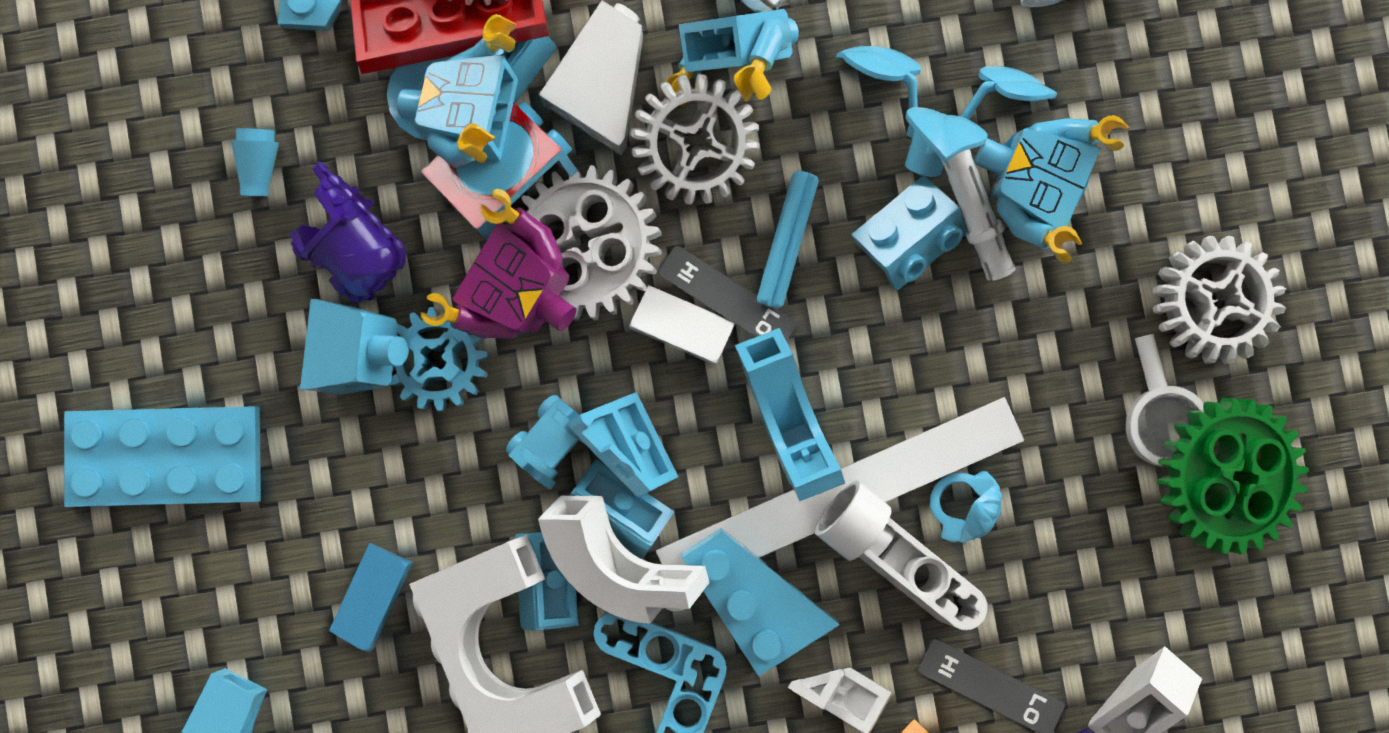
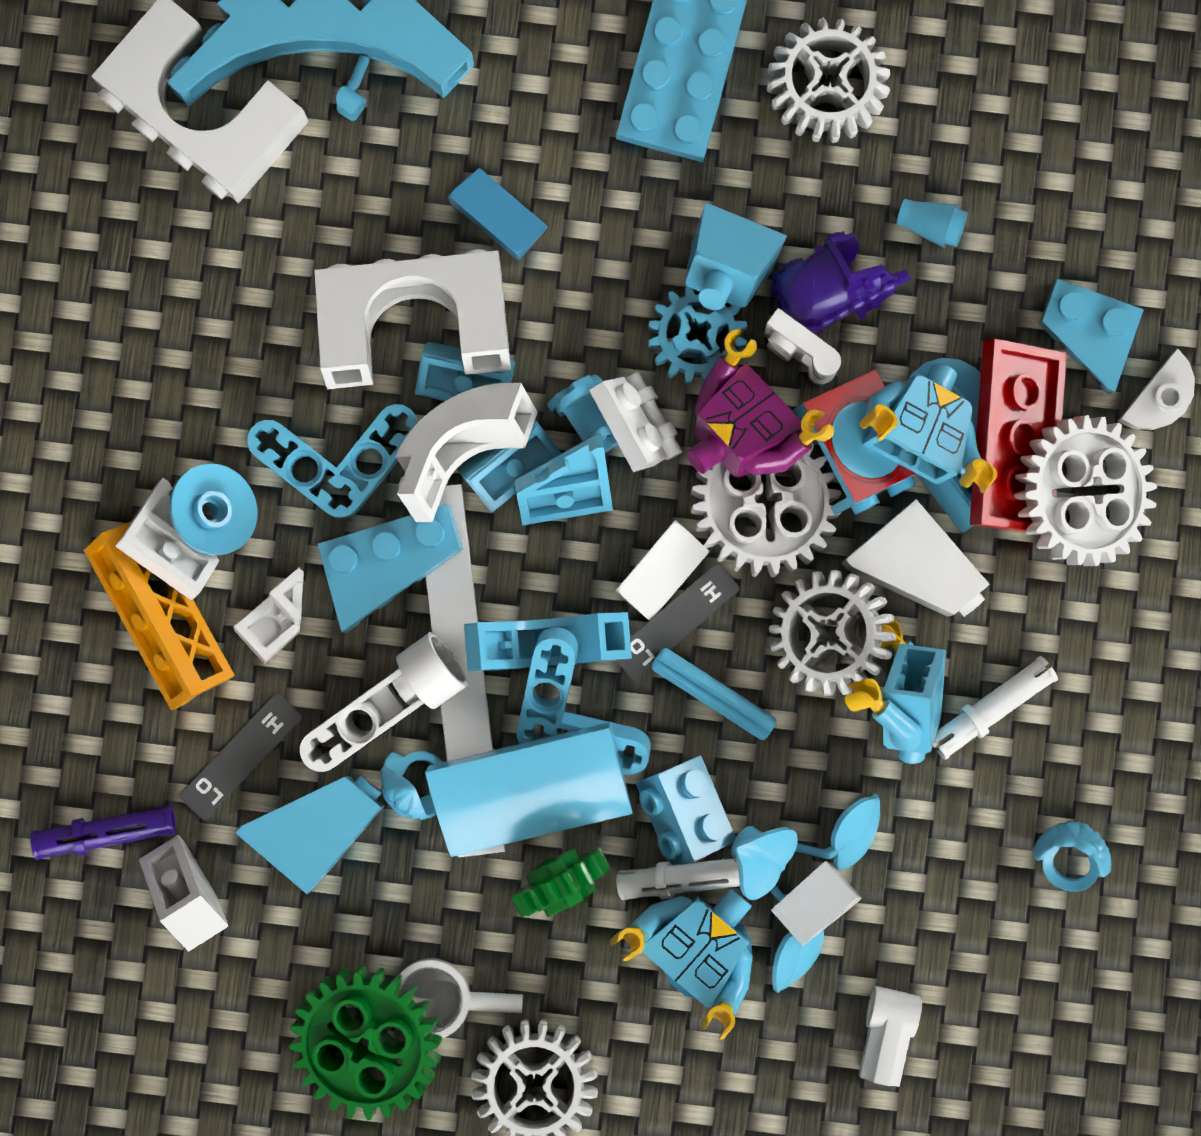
camera: 105 degrees right, 0 degrees up
(128, 321) = (840, 96): none -> white gear
(415, 261) = (791, 339): none -> white plate
(541, 393) = (636, 421): none -> white plate
(859, 387) = (552, 712): none -> medium azure beam
(939, 390) = (529, 789): none -> medium azure slope
(963, 76) = (816, 903): none -> white slope
(1021, 330) = (560, 882): none -> green gear
(1043, 591) = (315, 830): none -> medium azure slope

